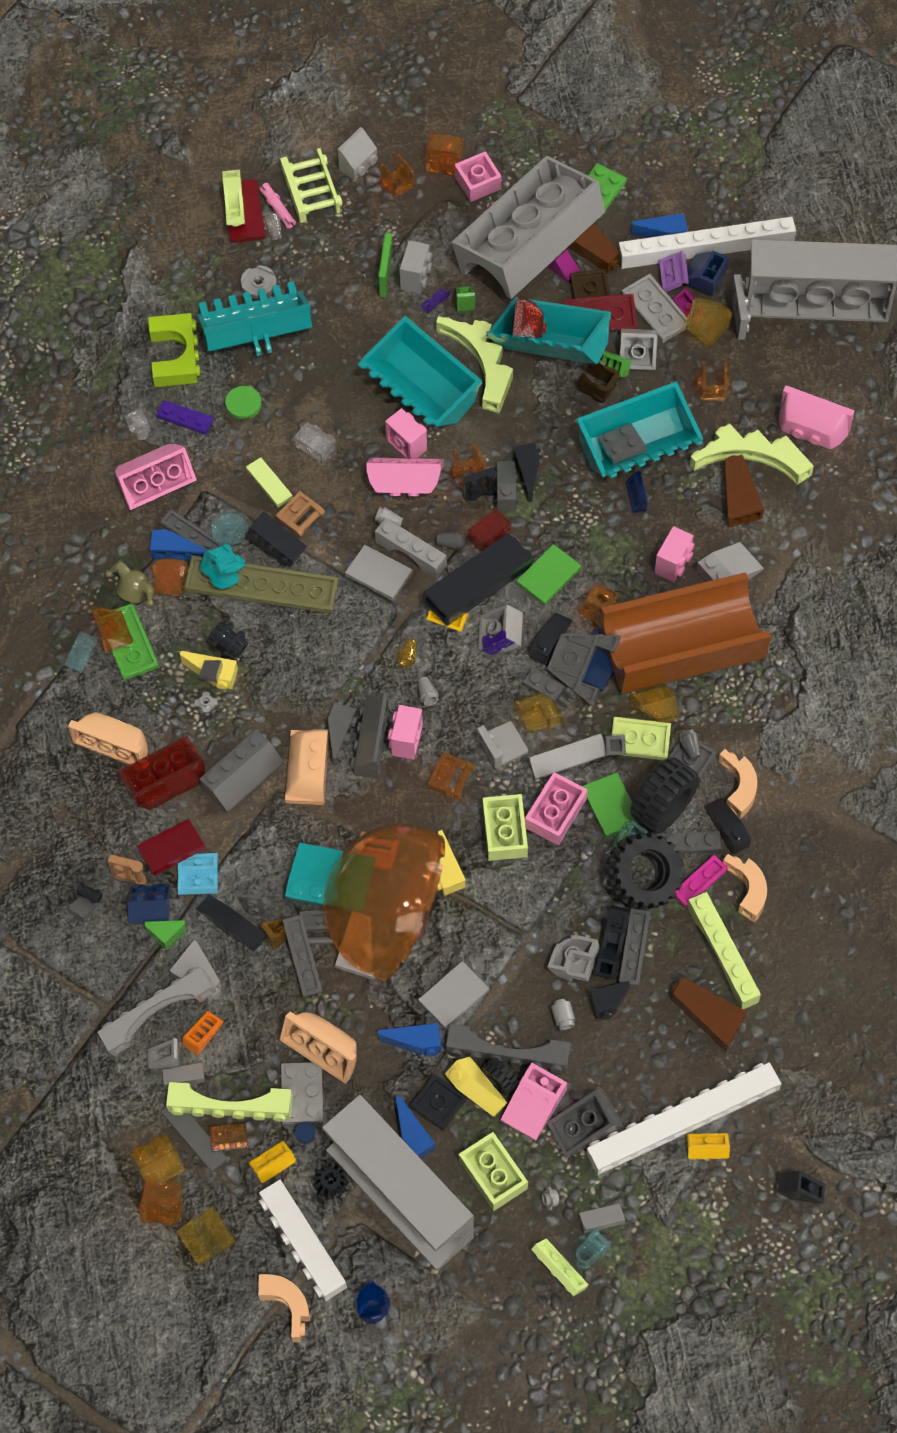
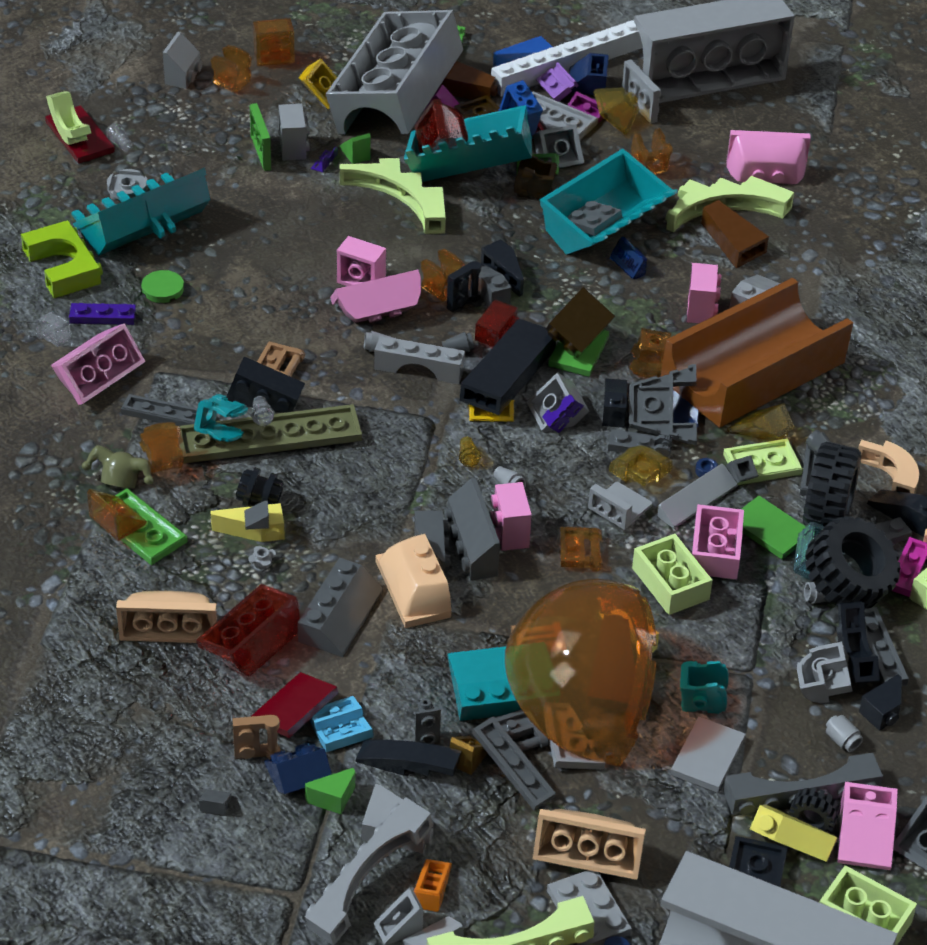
camera: 25 degrees left, 20 degrees down
(81, 652) = (88, 548): clear light blue slope -> none
(89, 893) = (217, 781): black pin -> none
(171, 545) = (135, 420): blue slope -> none
(226, 523) = (205, 389): clear light blue dish -> none
(260, 565) = (262, 412): none -> clear cone
(269, 482) = (227, 344): yellowish green tile -> none
(273, 200) = (108, 118): bright pink pin -> none
(299, 195) = (135, 110): yellowish green fence -> none
(315, 442) = (263, 297): clear brick -> none
(378, 572) = (394, 392): light grey tile -> none
(417, 1039) = (690, 809): blue slope -> none
(422, 374) = (354, 205): teal piece -> none
(465, 209) = (318, 80): none -> yellow slope
(471, 925) = (704, 686): none -> teal piece
(477, 176) = (313, 47): bright pink brick -> none
(550, 558) = (579, 323): none -> dark brown slope
(590, 729) = (704, 466): none -> dark blue tile
(612, 301) = (512, 97): none -> blue window

